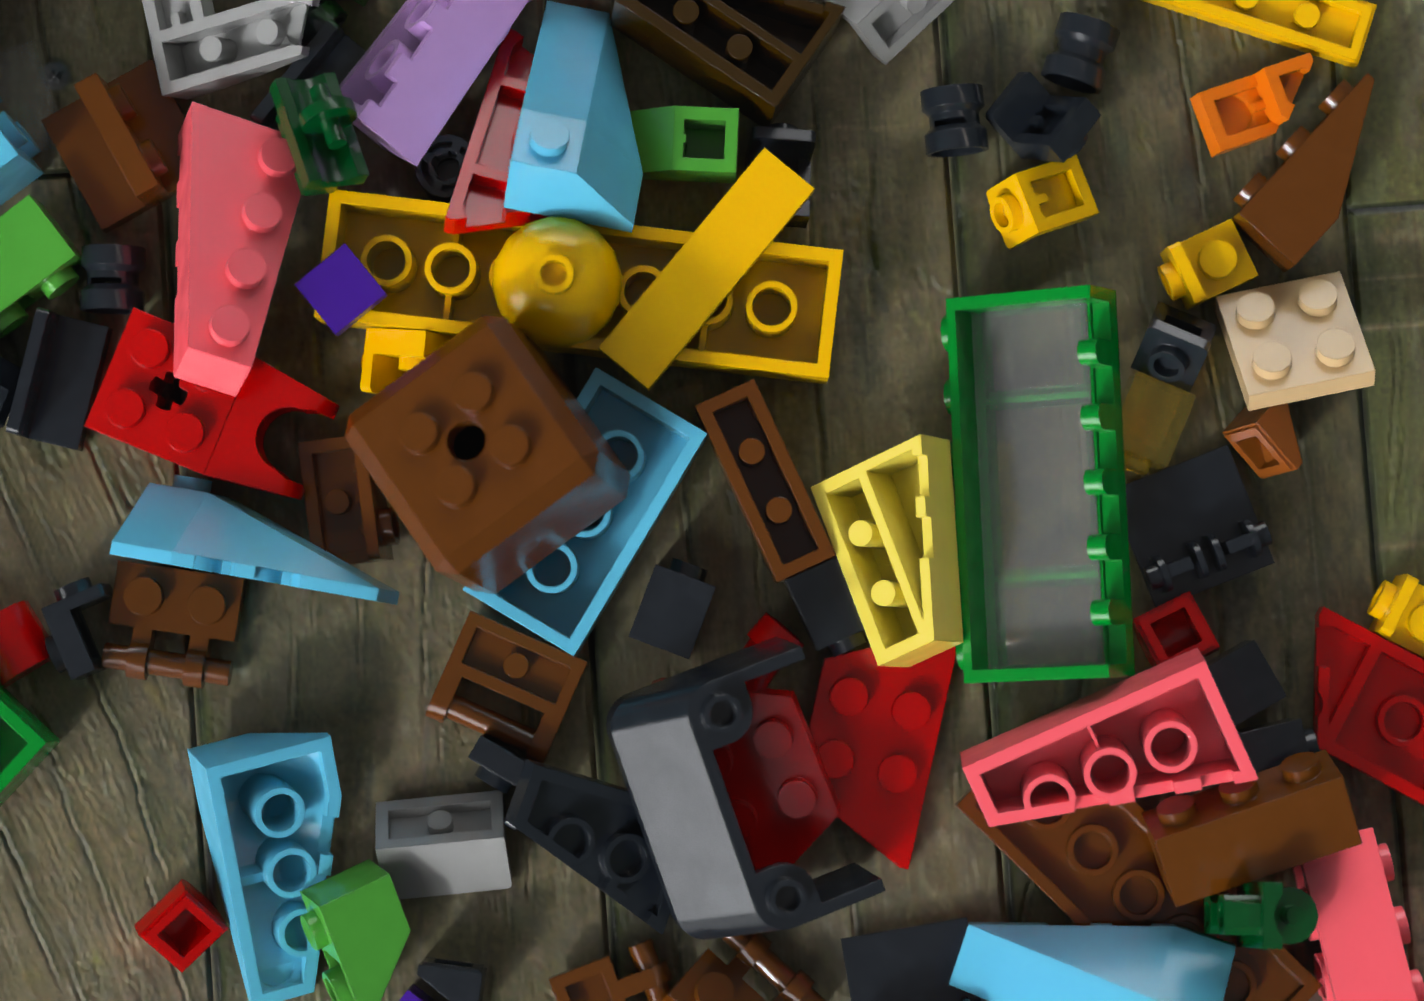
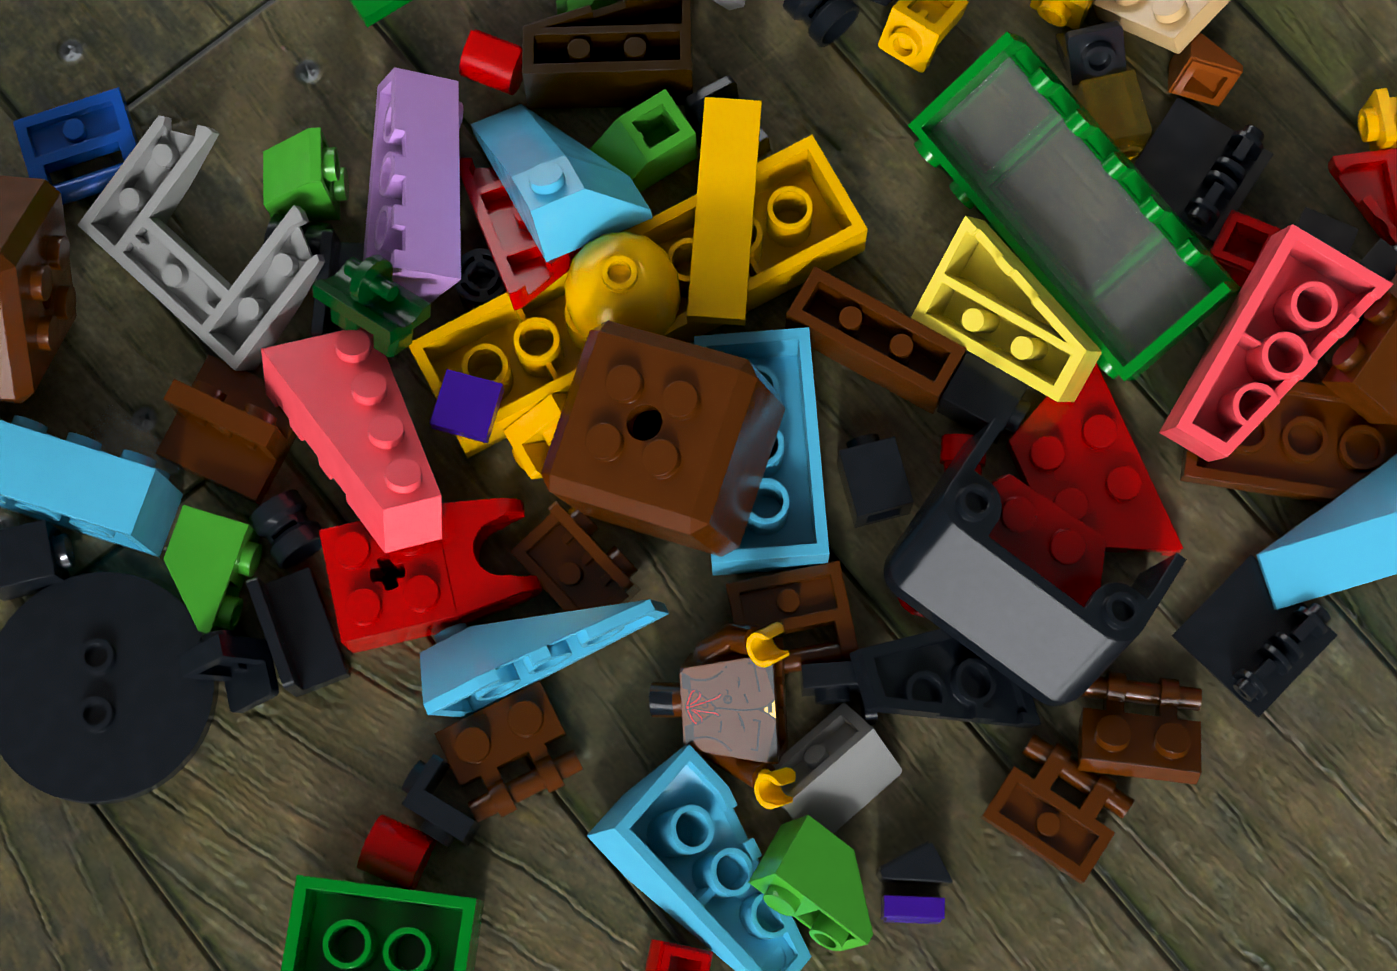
camera: 30 degrees left, 10 degrees down
(394, 732) = (735, 706): none -> torso

